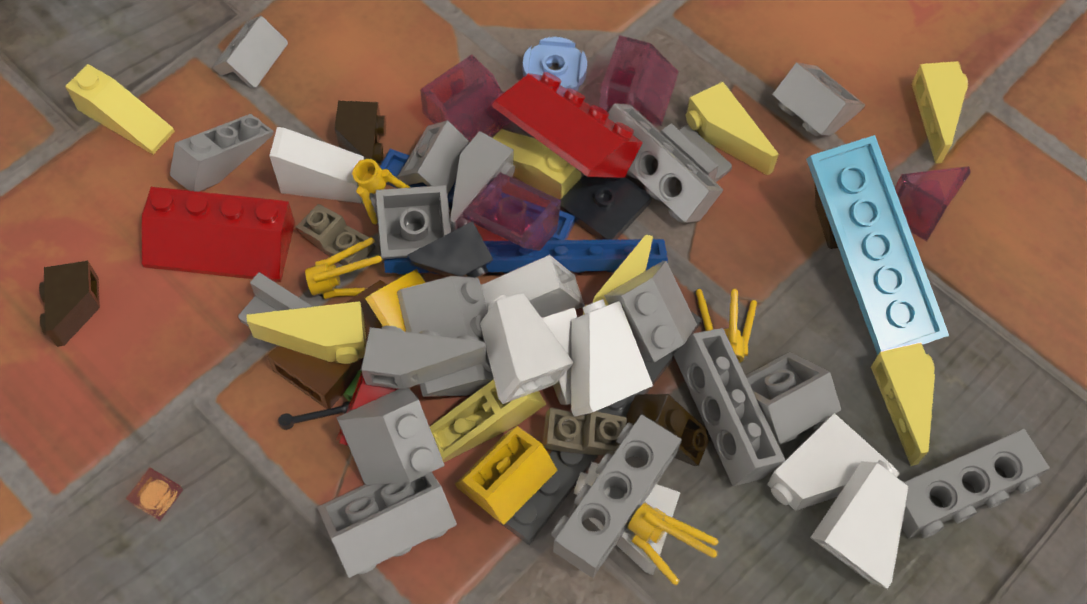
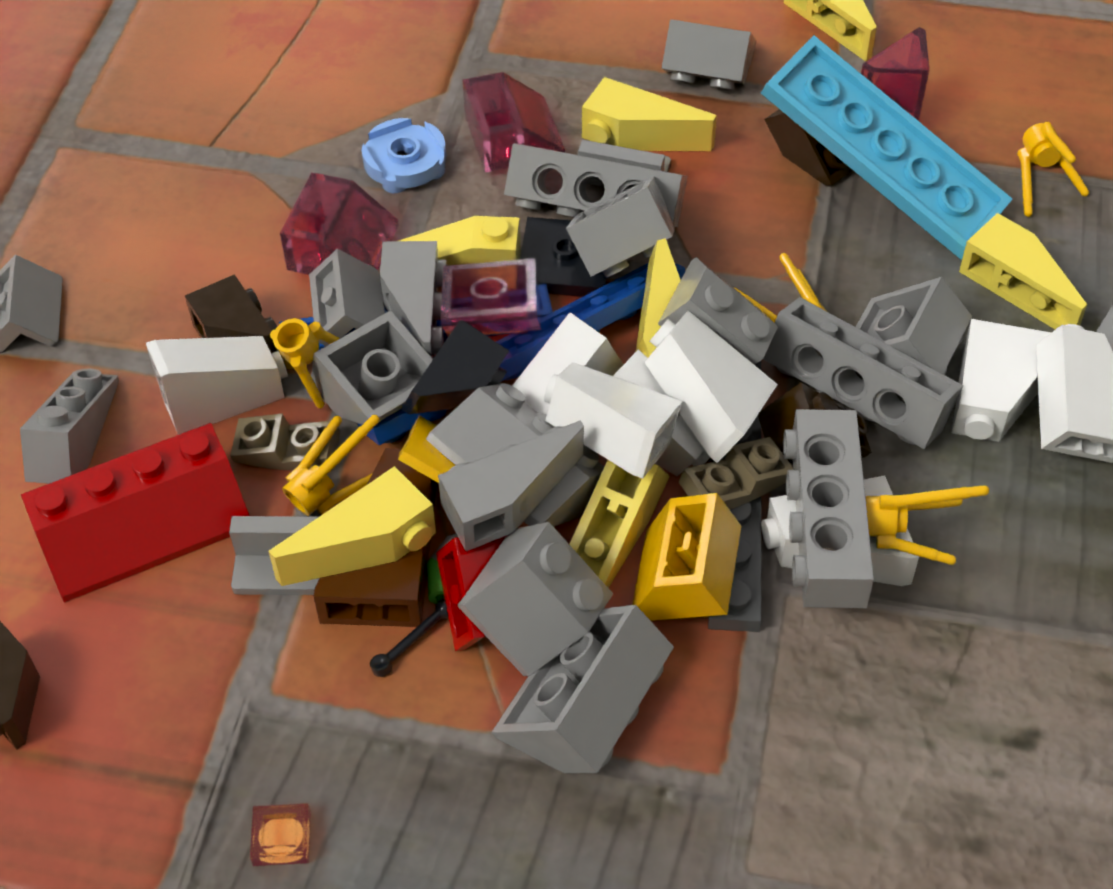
camera: 30 degrees left, 10 degrees down
(570, 126) = (478, 188): red slope -> none
(641, 206) = (621, 228): none -> light grey slope
(1007, 309) = (1045, 149): none -> yellow plant

